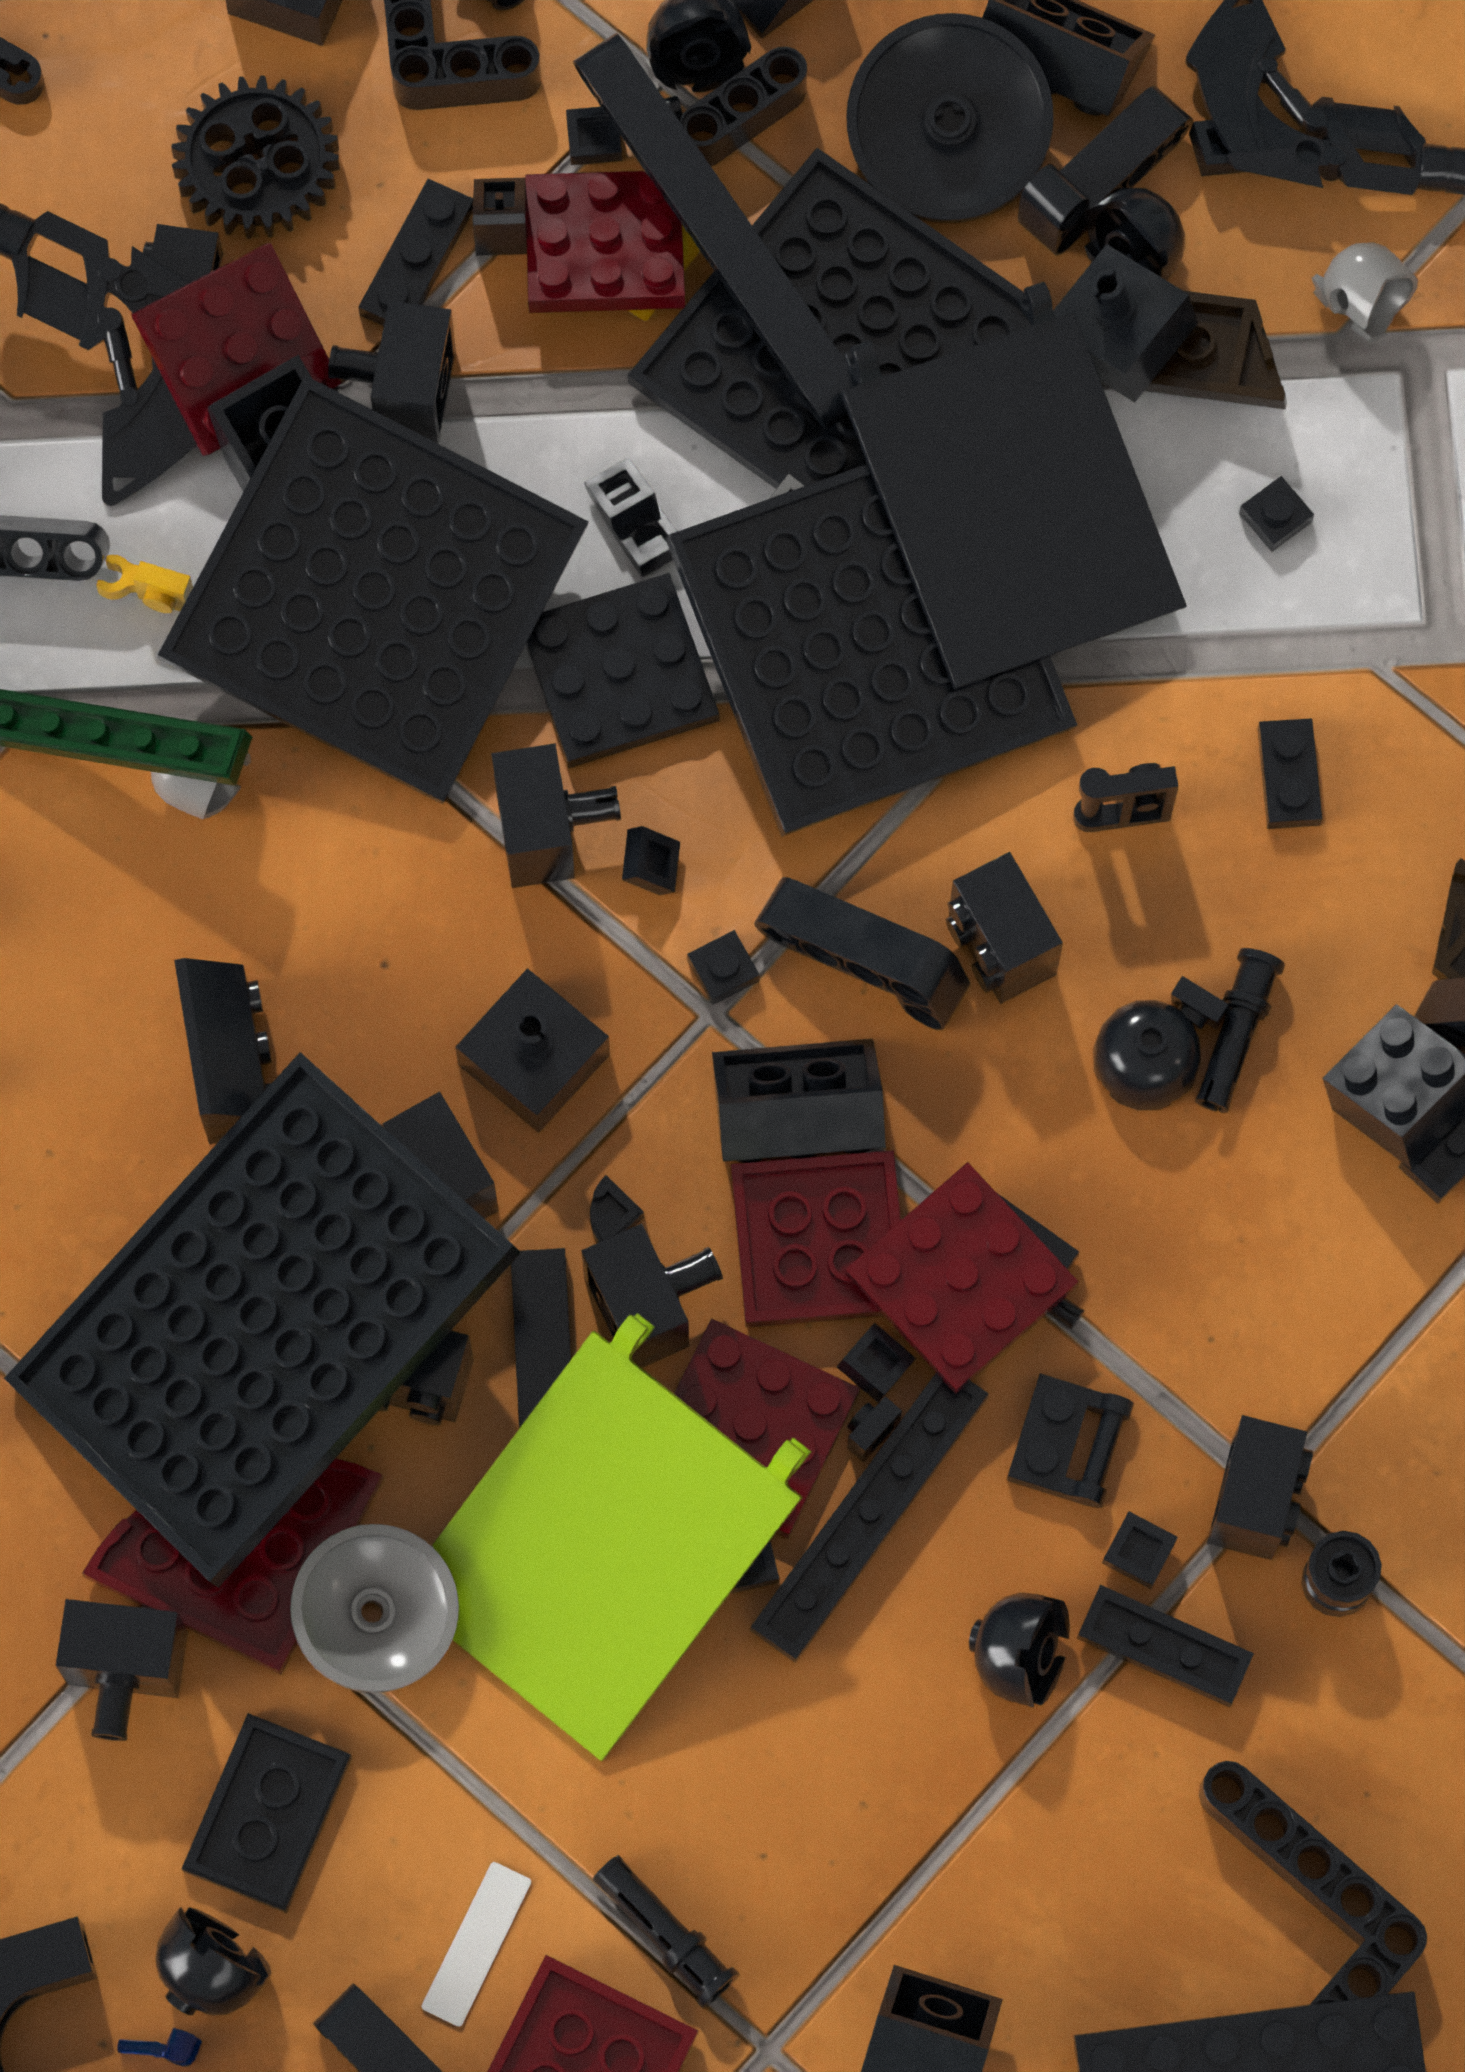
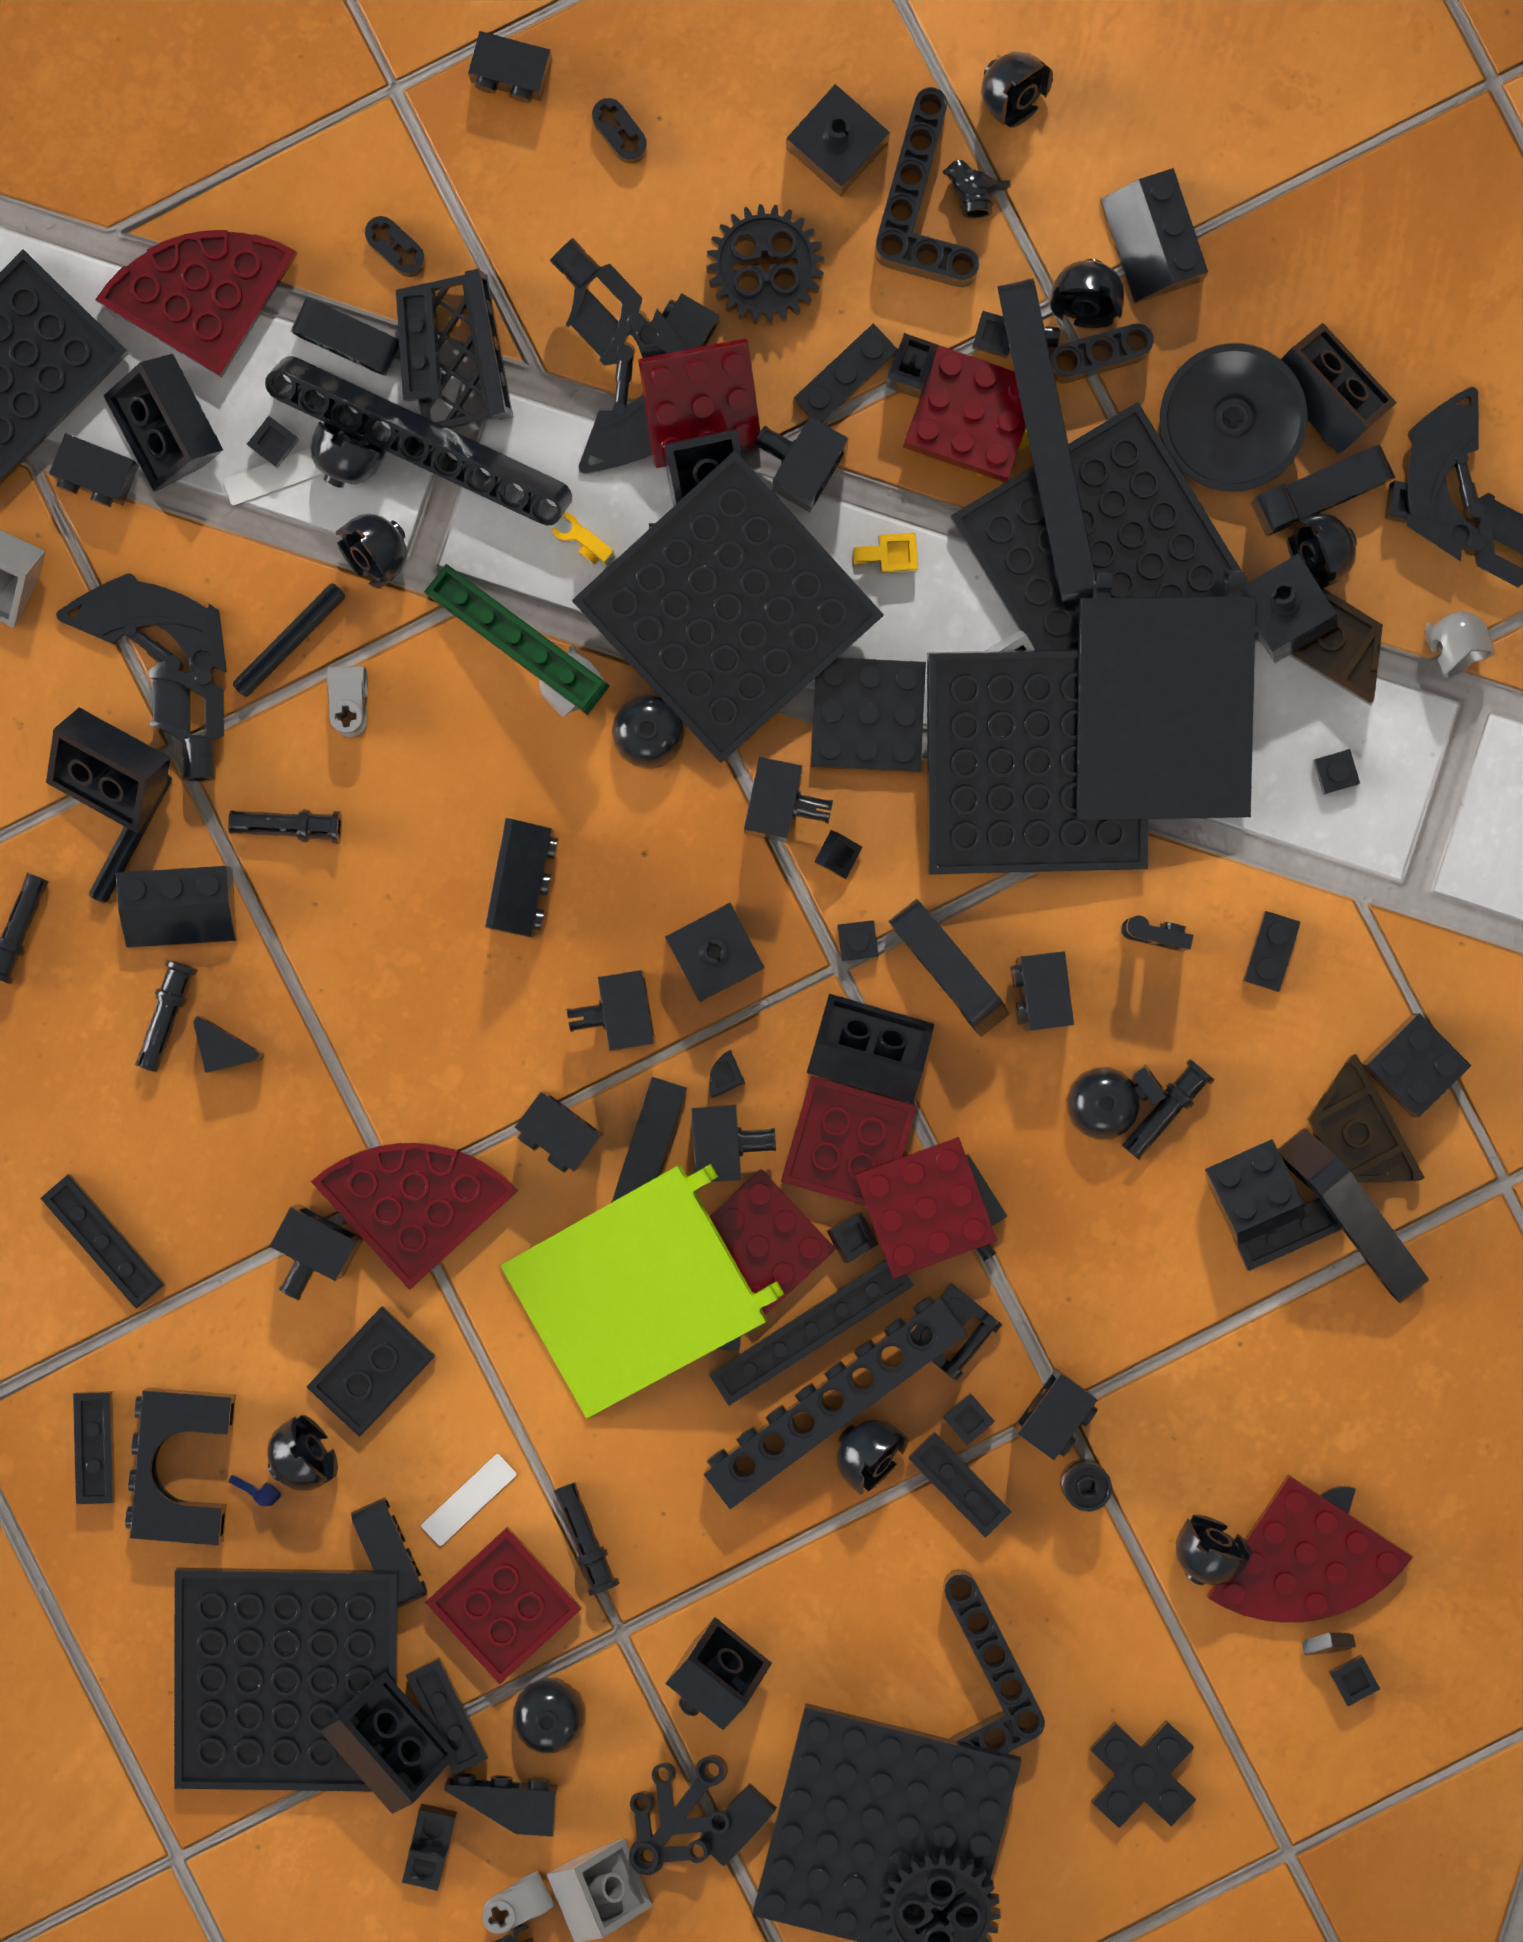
camera: 25 degrees right, 15 degrees up
(261, 1318) = (476, 1071): black plate -> none
(327, 800) = (647, 732): none -> black cylinder
(380, 1568) = (486, 1301): light grey dish -> none
(569, 450) = (894, 553): none -> yellow plate
(632, 515) = (919, 613): black slope -> none
(852, 1768) = (735, 1485): none -> black brick
(871, 1427) = (833, 1277): black plate -> none

